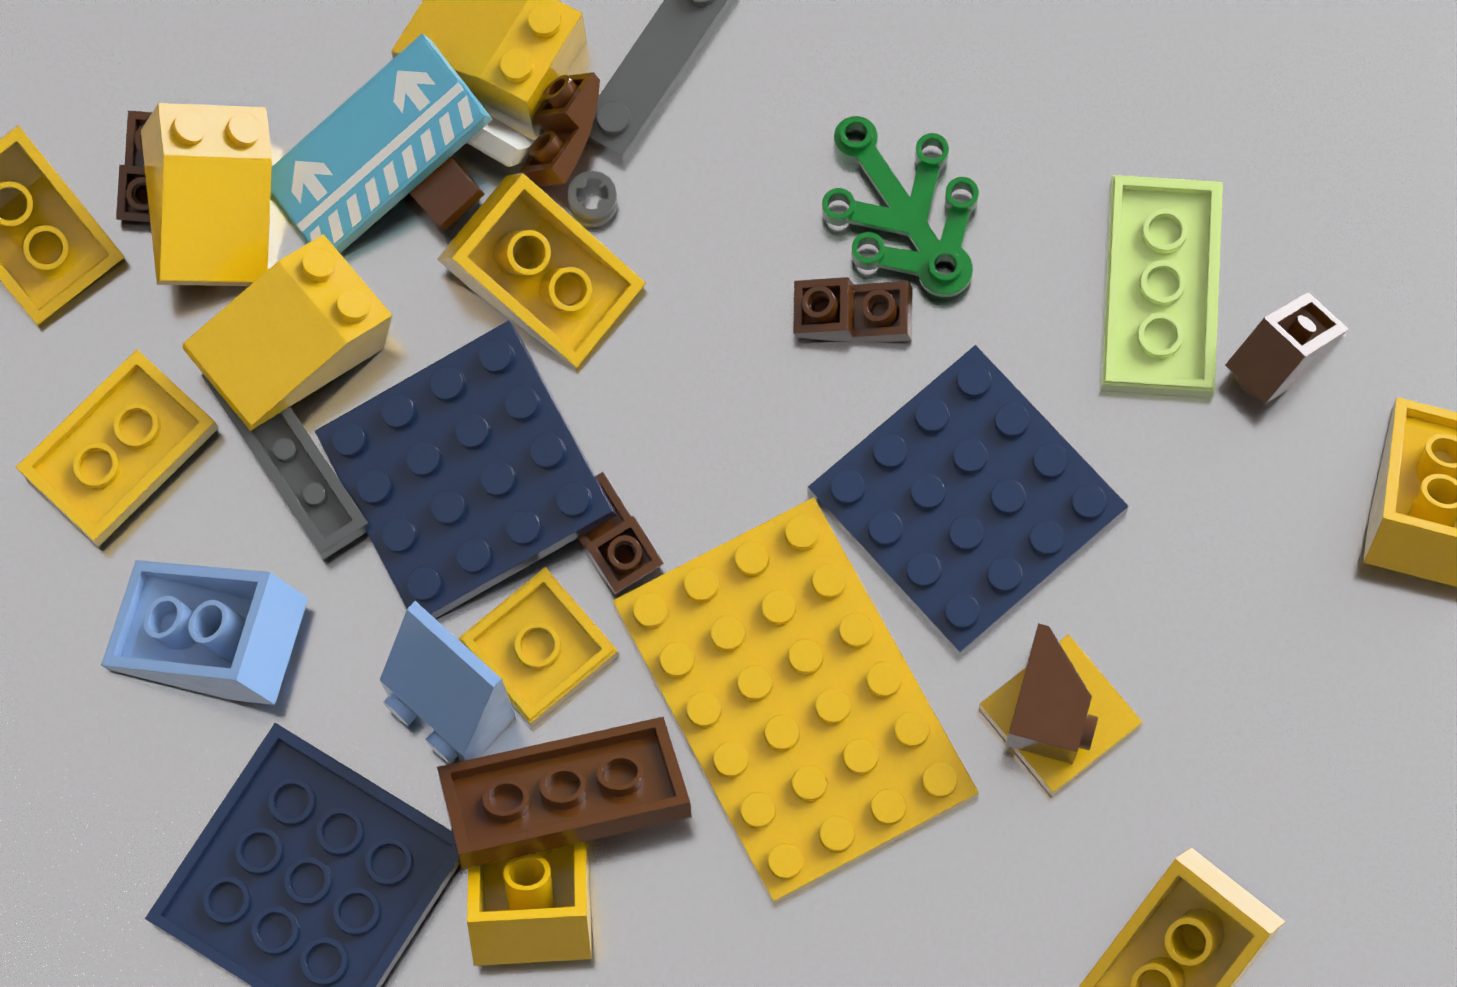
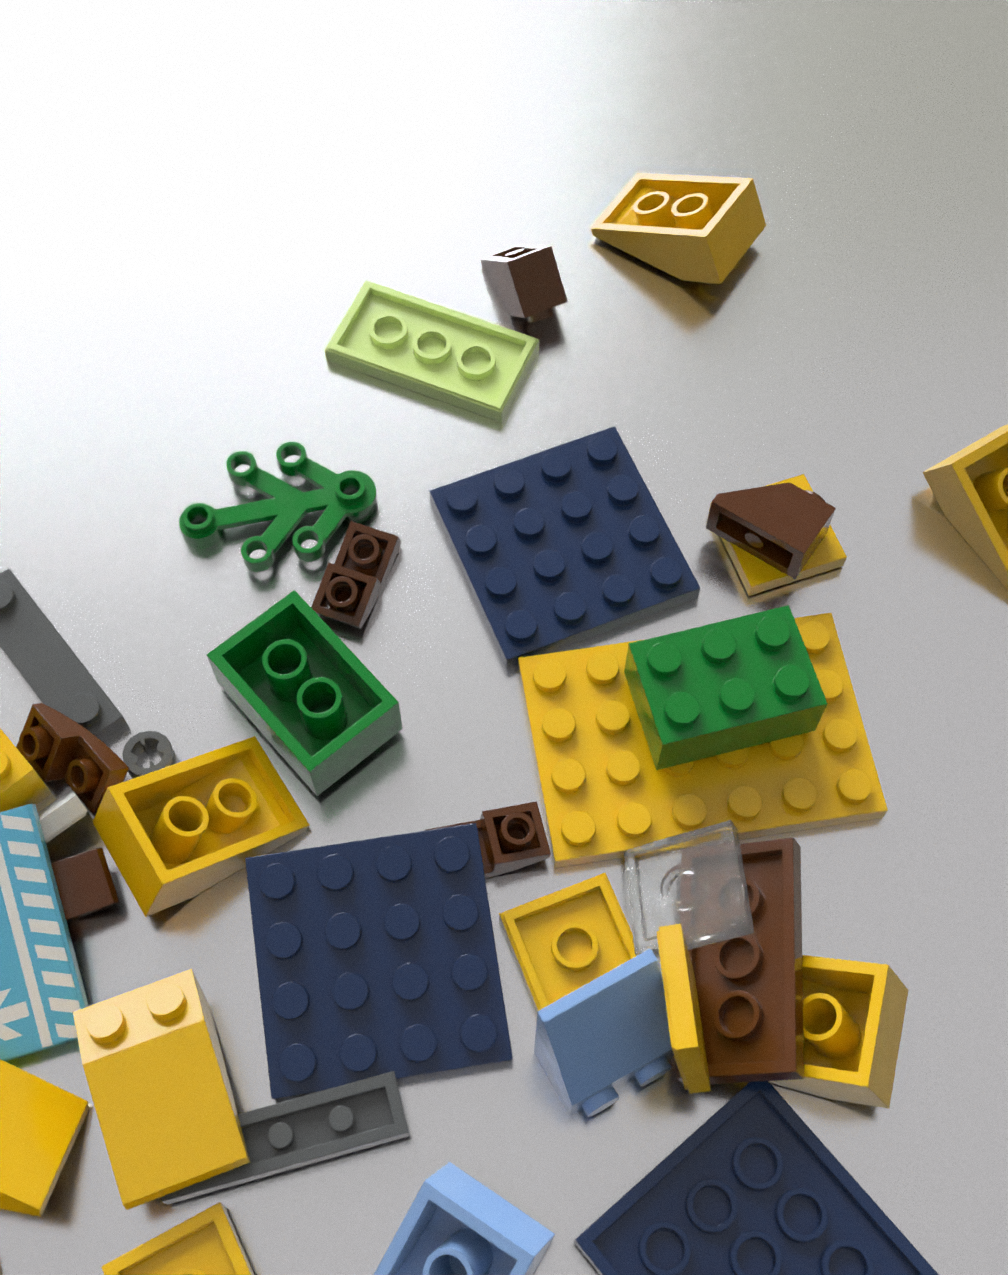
camera: 75 degrees left, 10 degrees down
(480, 739) = (683, 1009): none -> yellow tile
(616, 726) = (689, 882): none -> clear tile
(695, 309) = (306, 692): none -> green brick
(830, 695) = (723, 687): none -> green brick

